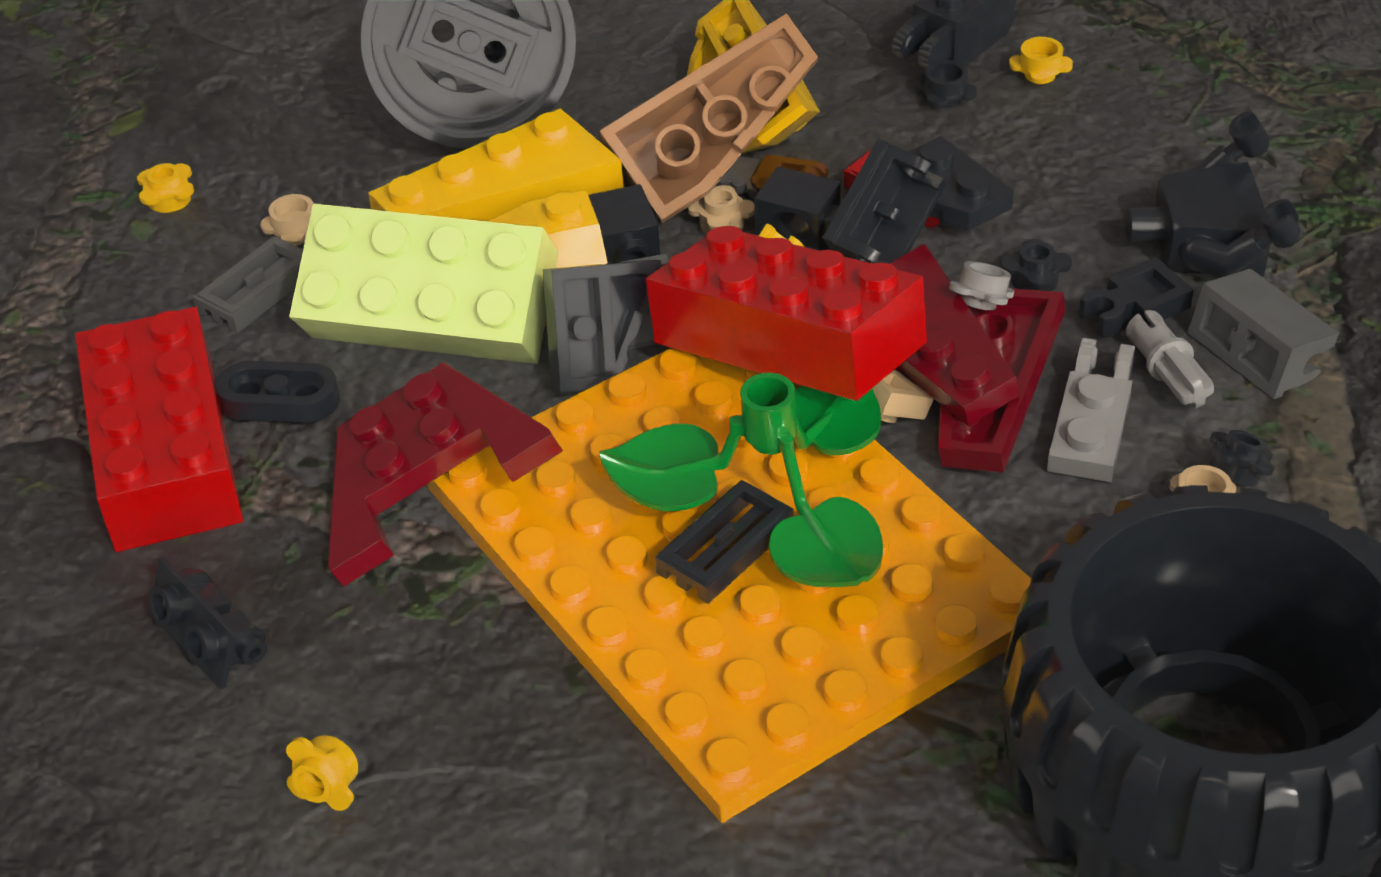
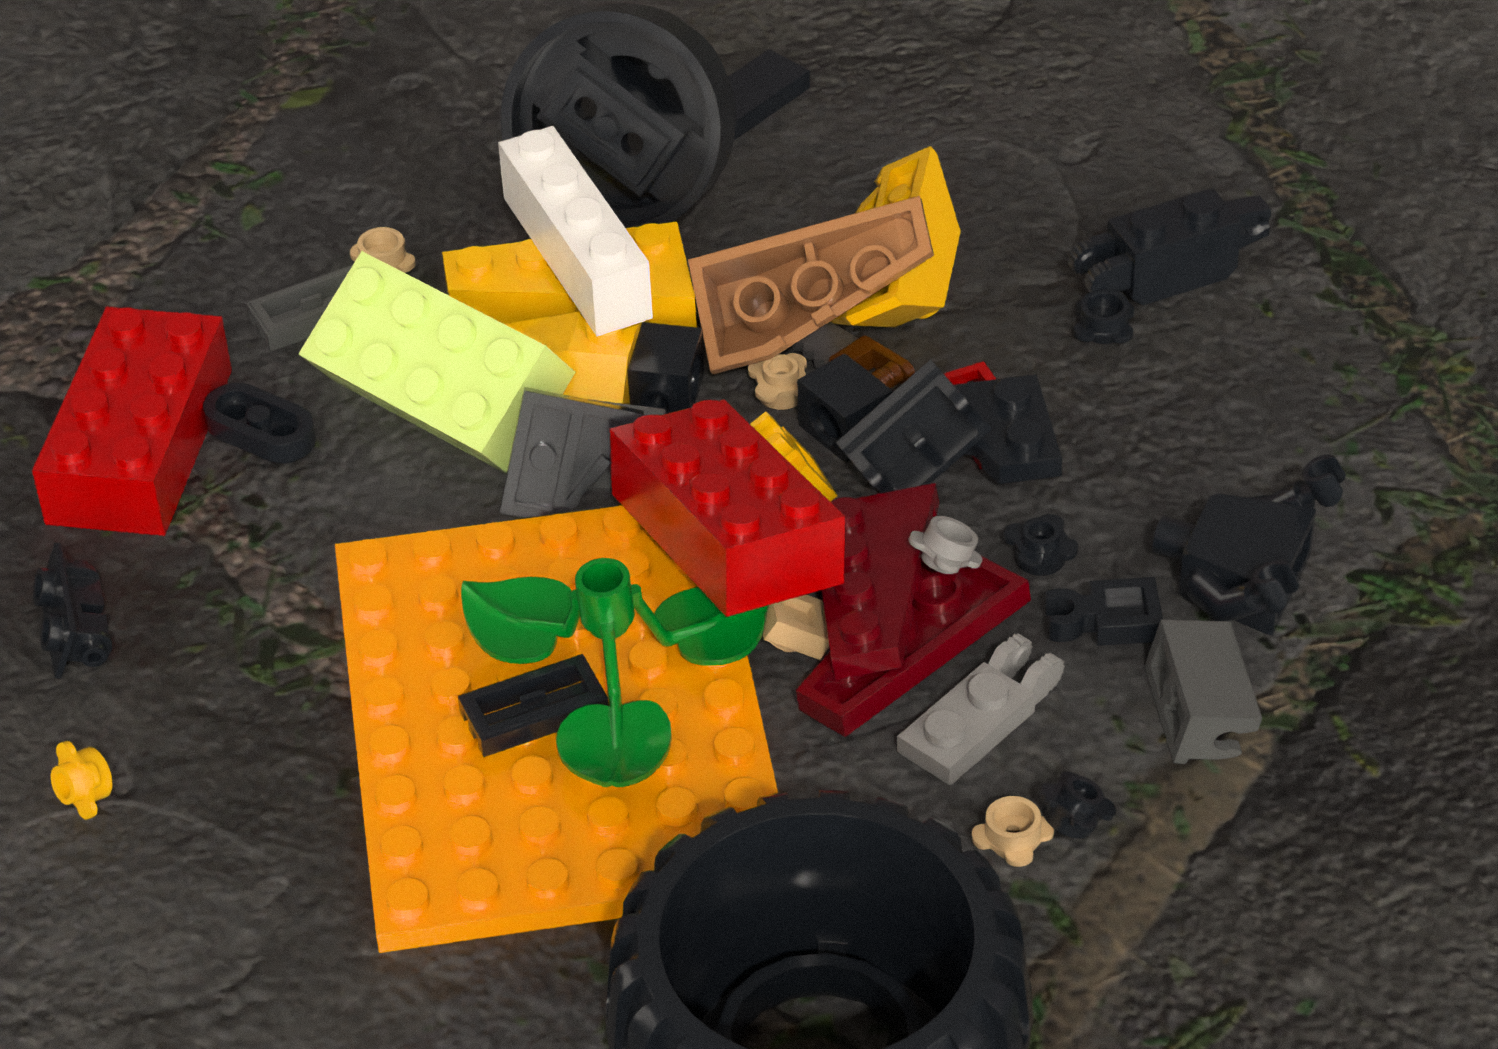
camera: 25 degrees right, 0 degrees up
(166, 187) = (292, 181): yellow plate -> none
(409, 443) = (326, 515): dark red wing -> none
(497, 131) = (576, 231): none -> white brick
(1041, 60) = (1223, 323): yellow plate -> none
(1170, 359) = (1090, 685): light grey axle -> none

